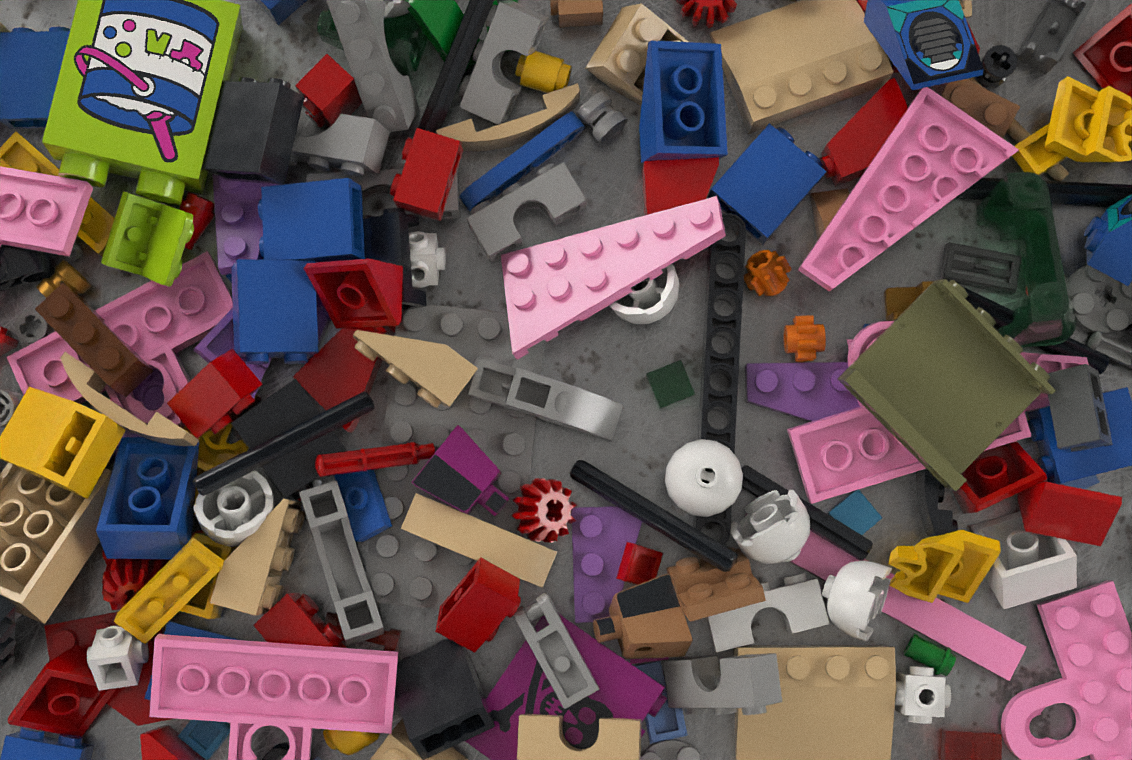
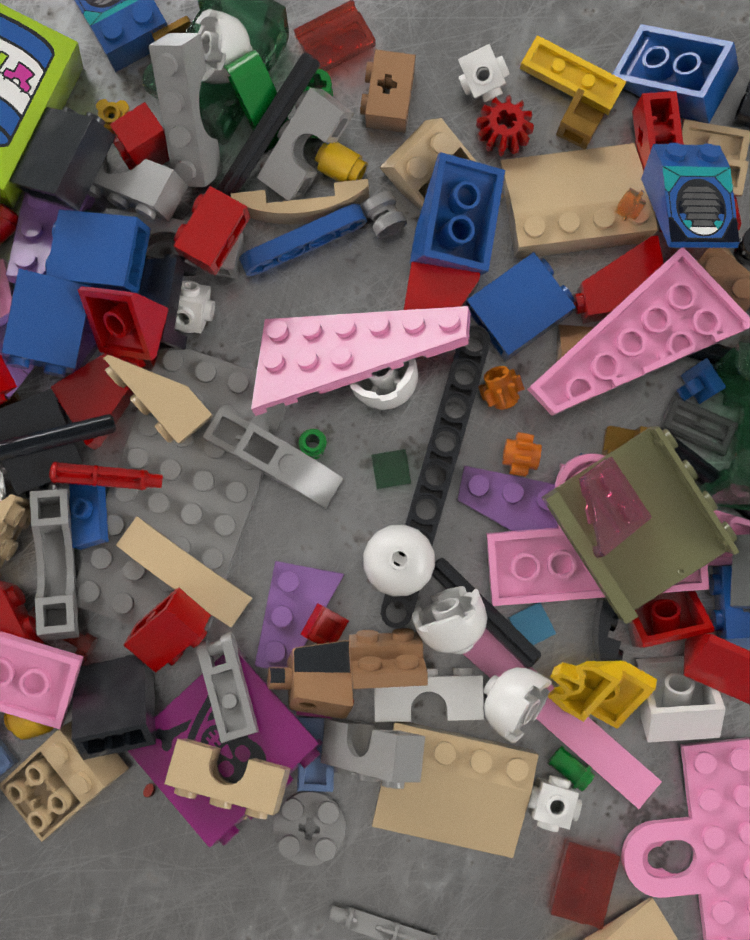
camera: 15 degrees right, 0 degrees up
(292, 64) = (106, 108): none -> yellow plate
(462, 475) = (180, 509): torso -> none
(544, 510) = (239, 554): red gear -> none
(551, 192) = (321, 271): light grey arch -> none
(584, 367) = (310, 436): none -> green pin
(653, 516) = (347, 585): black axle -> none
(861, 53) = (630, 204): none -> clear orange plate
(913, 372) = (611, 506): none -> clear pink wing
(973, 222) = (700, 382): none -> blue tile

